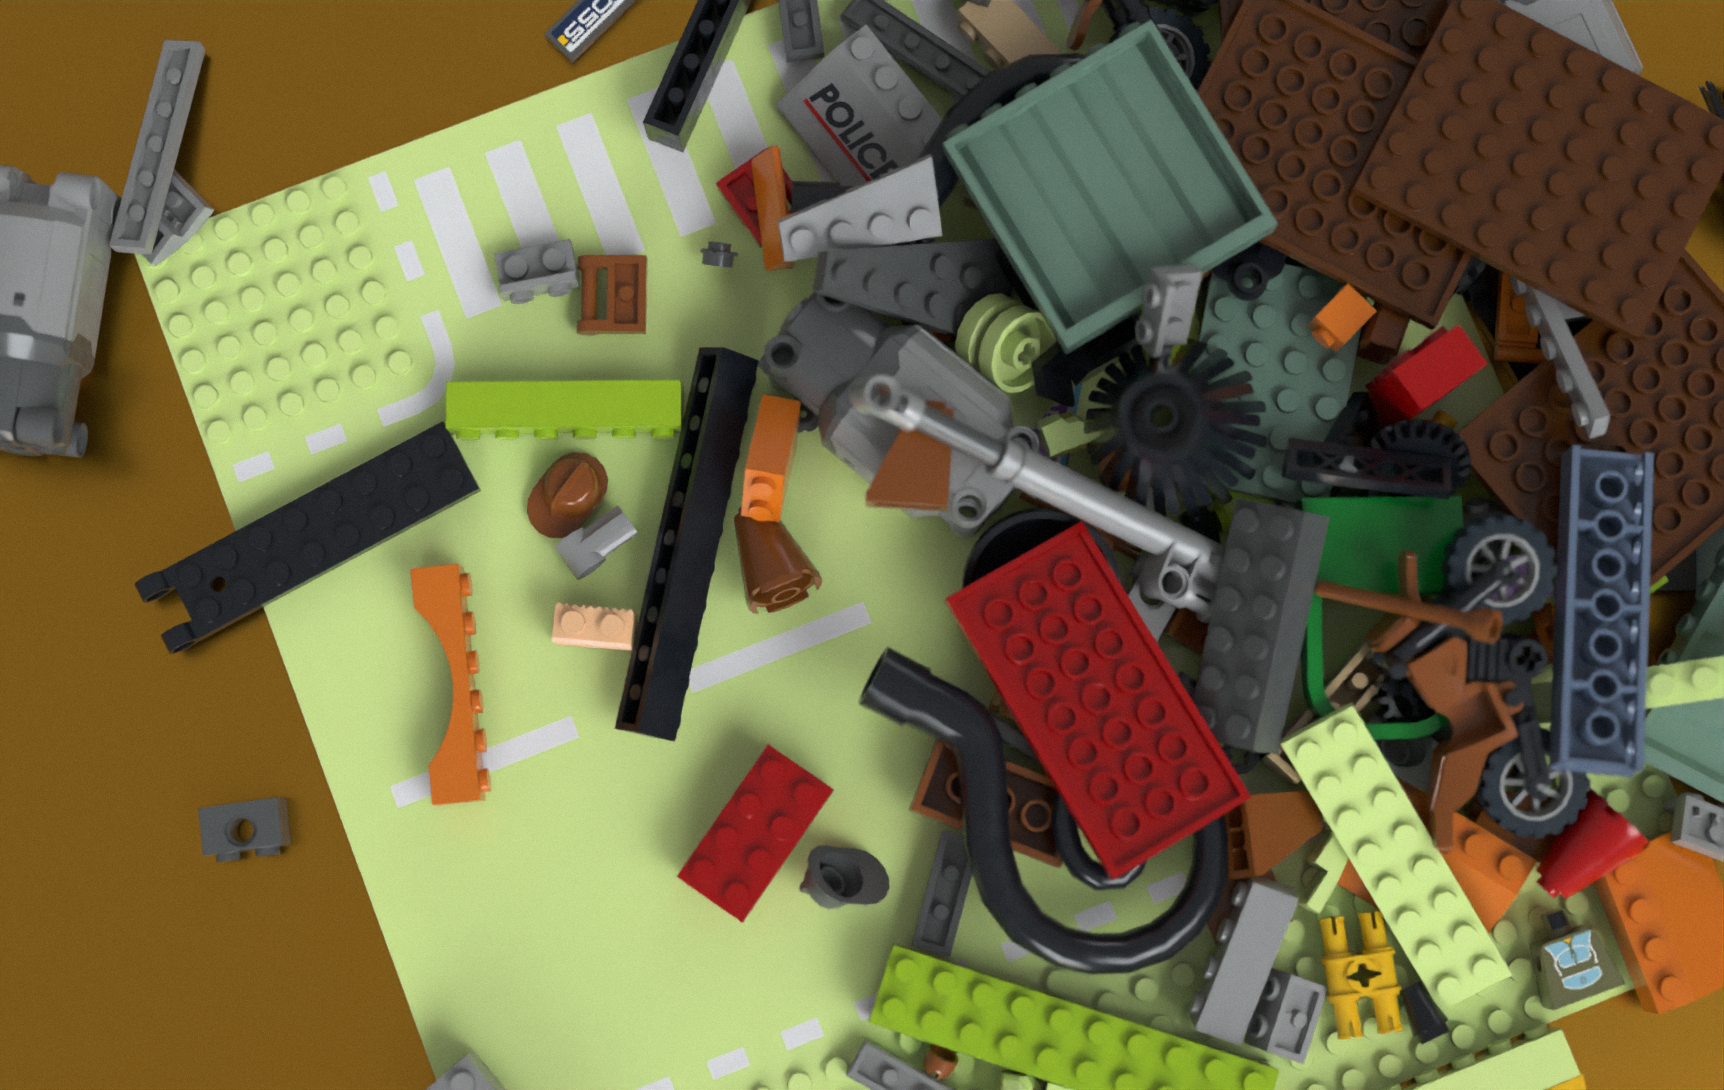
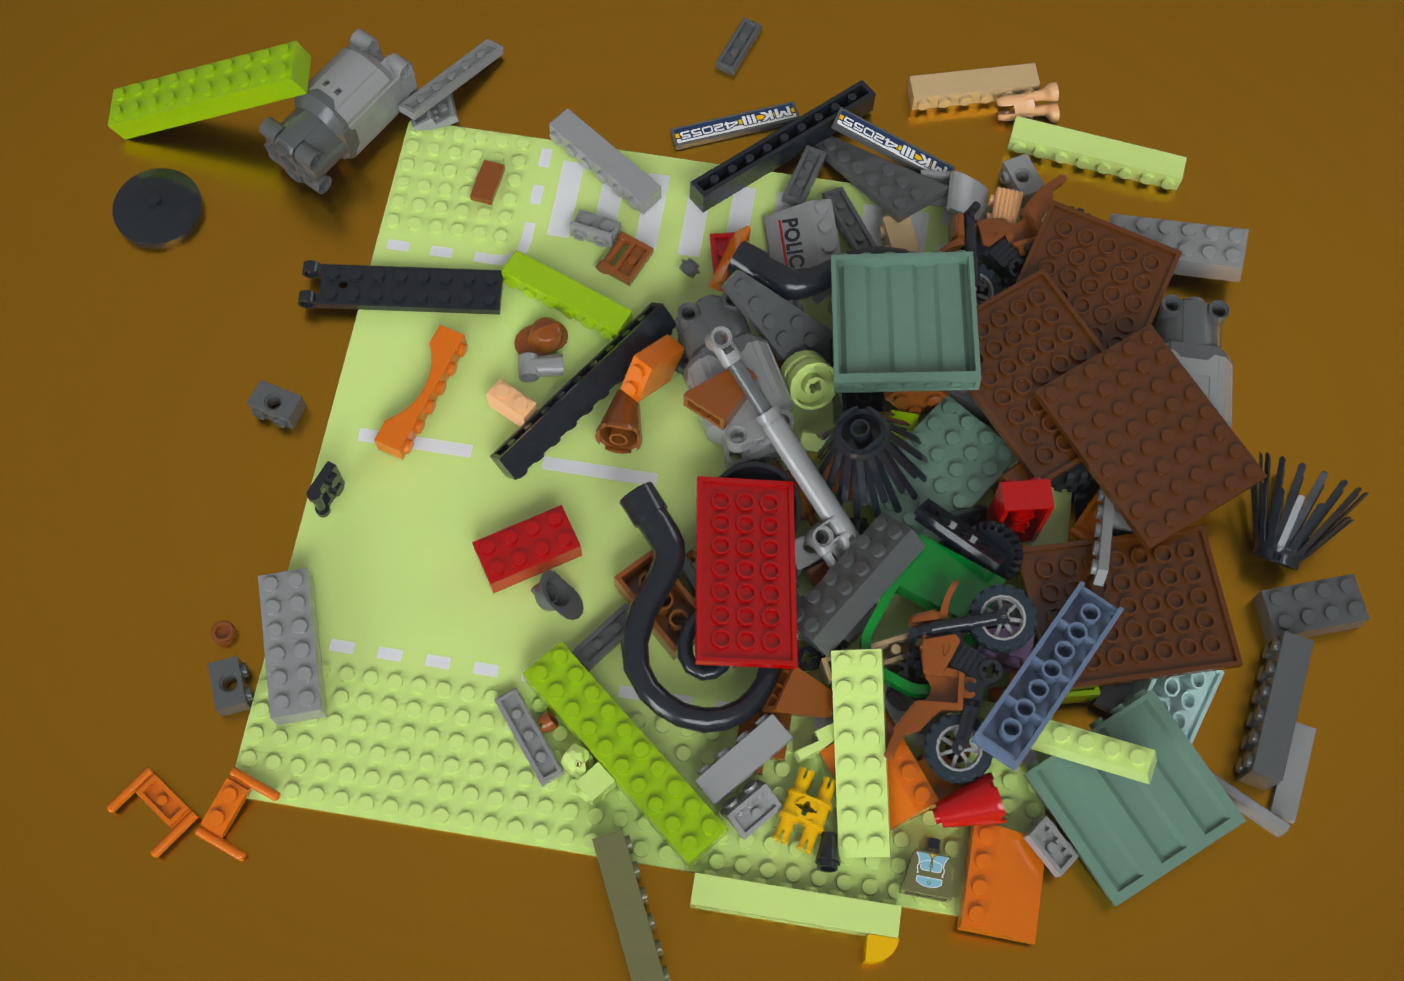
camera: 30 degrees right, 15 degrees down
(325, 287) = (487, 182): none -> dark orange tile
(411, 910) = (330, 485): none -> black plate
(482, 151) = (605, 161): none -> light grey brick
(875, 214) = (778, 272): light grey wing -> none
(1053, 376) = (824, 411): black tile -> none
(1167, 307) = (899, 390): light grey bracket -> none
(1254, 263) = (958, 404): black plate -> none
(1341, 318) = (992, 457): orange brick -> none
(1482, 624) = (970, 625): dark orange piece -> none

